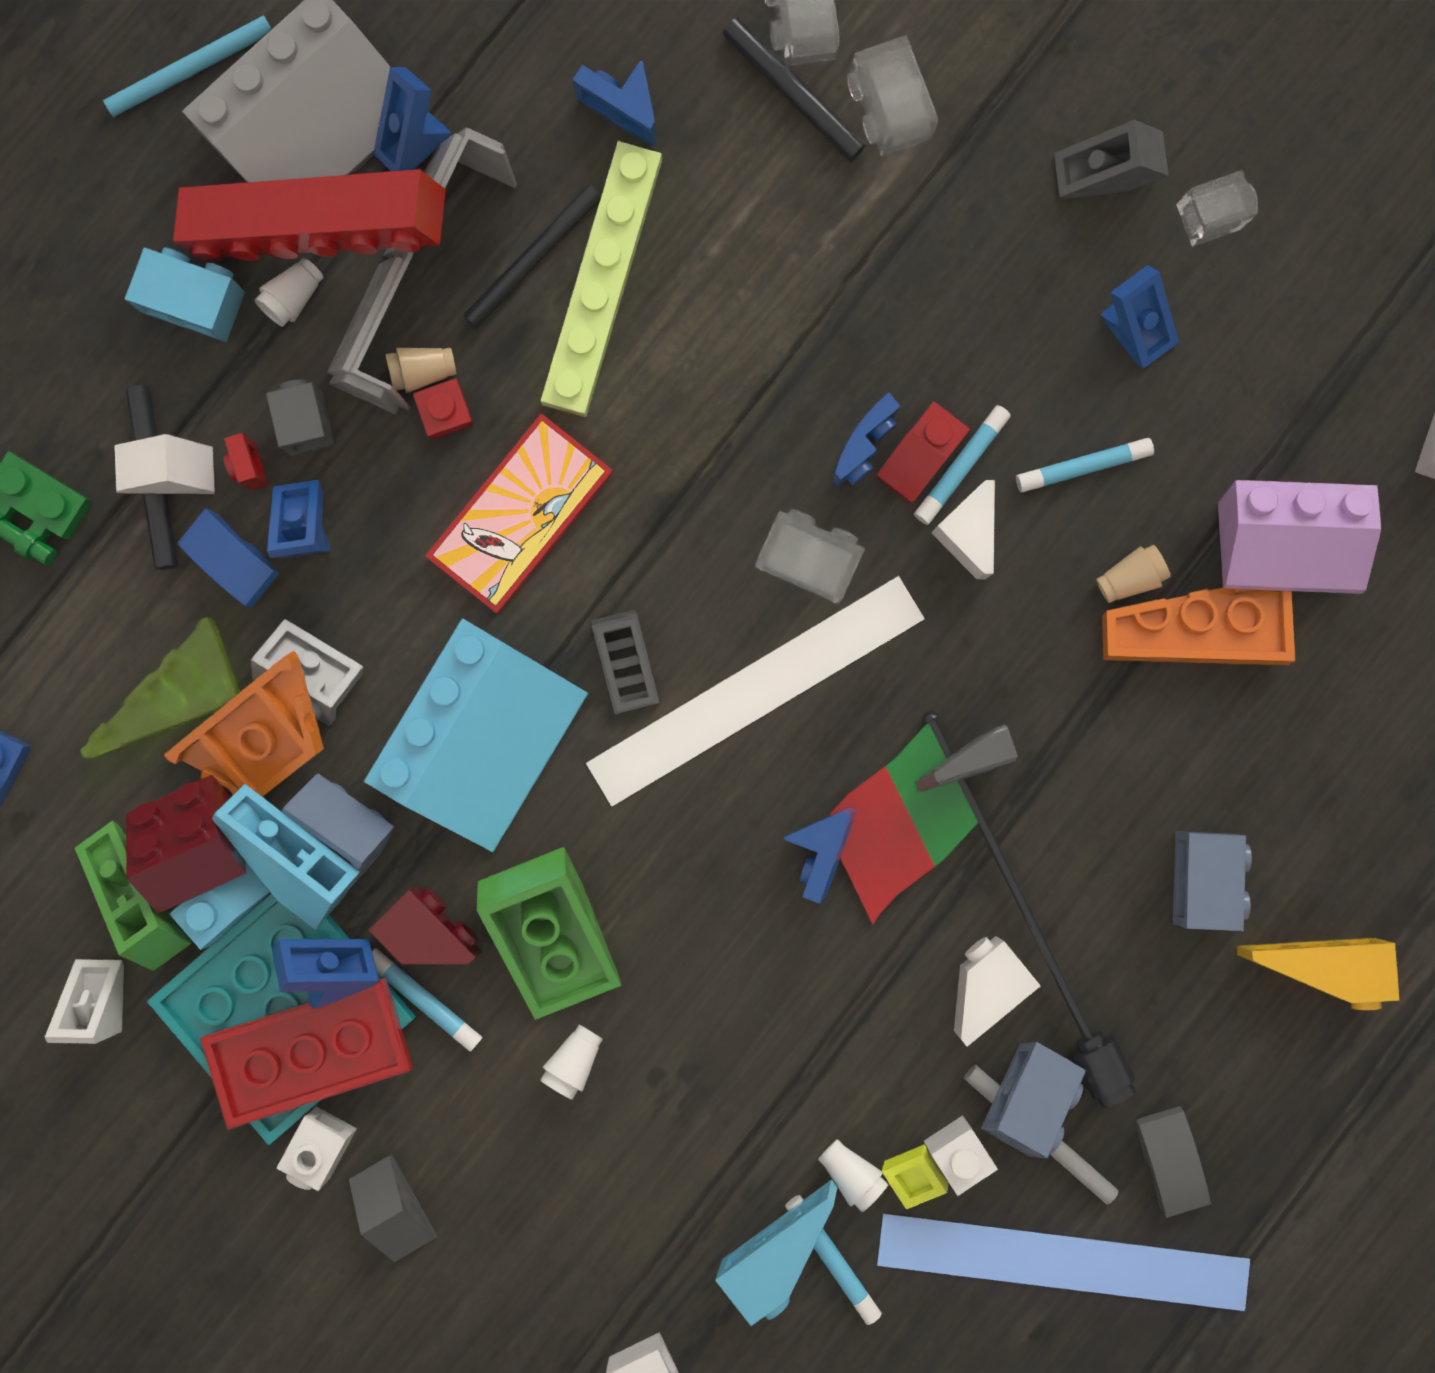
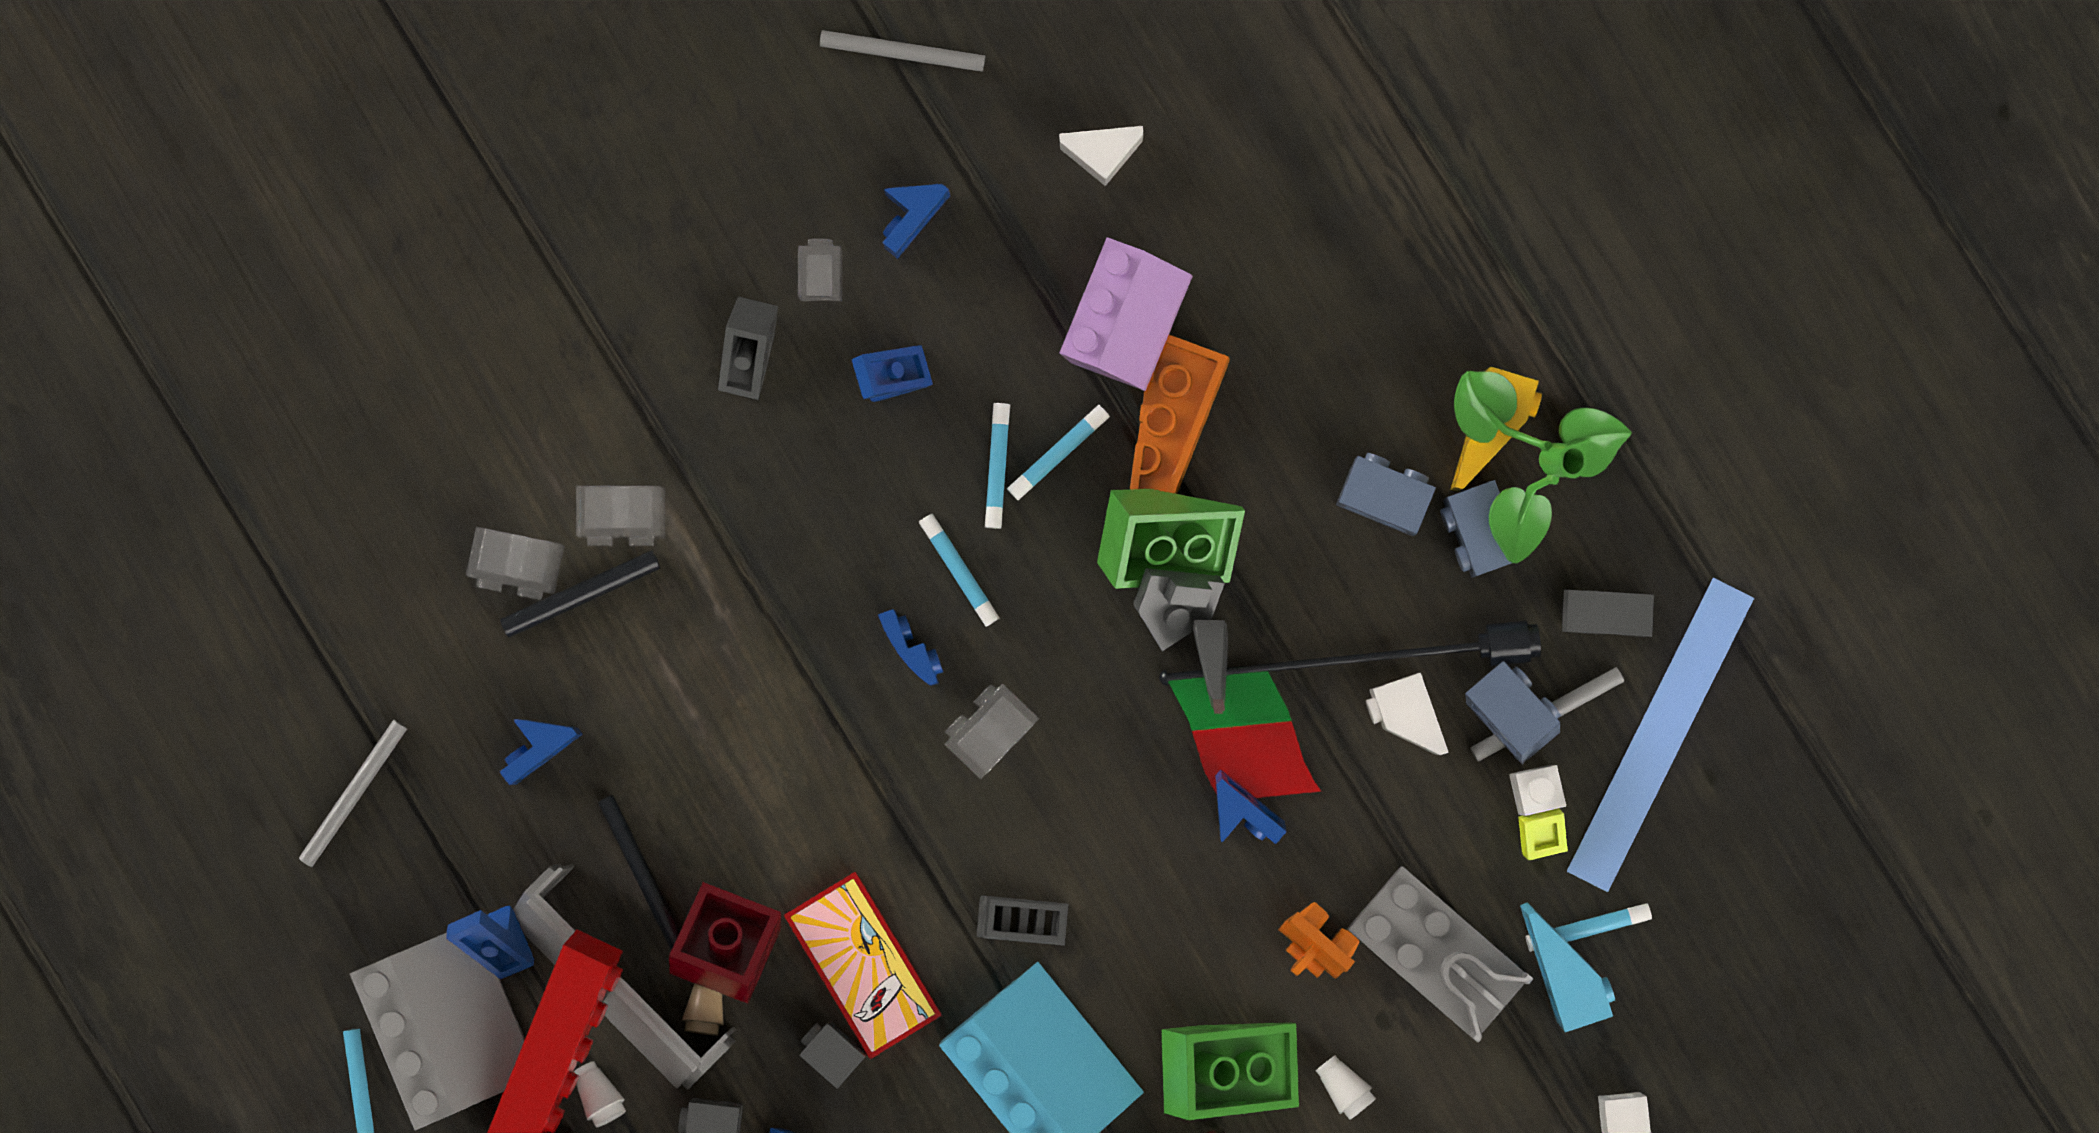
camera: 65 degrees left, 0 degrees up
(417, 513) = (831, 1052): none -> dark grey brick
(443, 409) = (756, 1008): red plate -> none
(489, 358) = (725, 942): none -> dark red brick
(601, 279) = (684, 820): yellowish green plate -> none
(706, 976) = (1313, 948): none -> orange hips
(748, 1110) = (1438, 953): none -> light grey plate
(755, 691) = (1087, 817): white sticker -> none
(853, 1175) = (1523, 885): white cone -> none
(922, 452) = (936, 600): red slope -> none
(970, 531) = (1017, 586): white slope -> none
(1017, 694) = (1174, 600): none -> dark grey plate
(1081, 667) = (1167, 534): none -> bright green slope
(1122, 522) = (1058, 452): none -> medium azure bar
(1134, 574) = (1106, 460): tan cone -> none
(1213, 995) = (1469, 518): none -> sand blue brick
(1325, 285) = (920, 205): none -> blue slope
(1342, 1068) = (1589, 444): none -> bright green plant

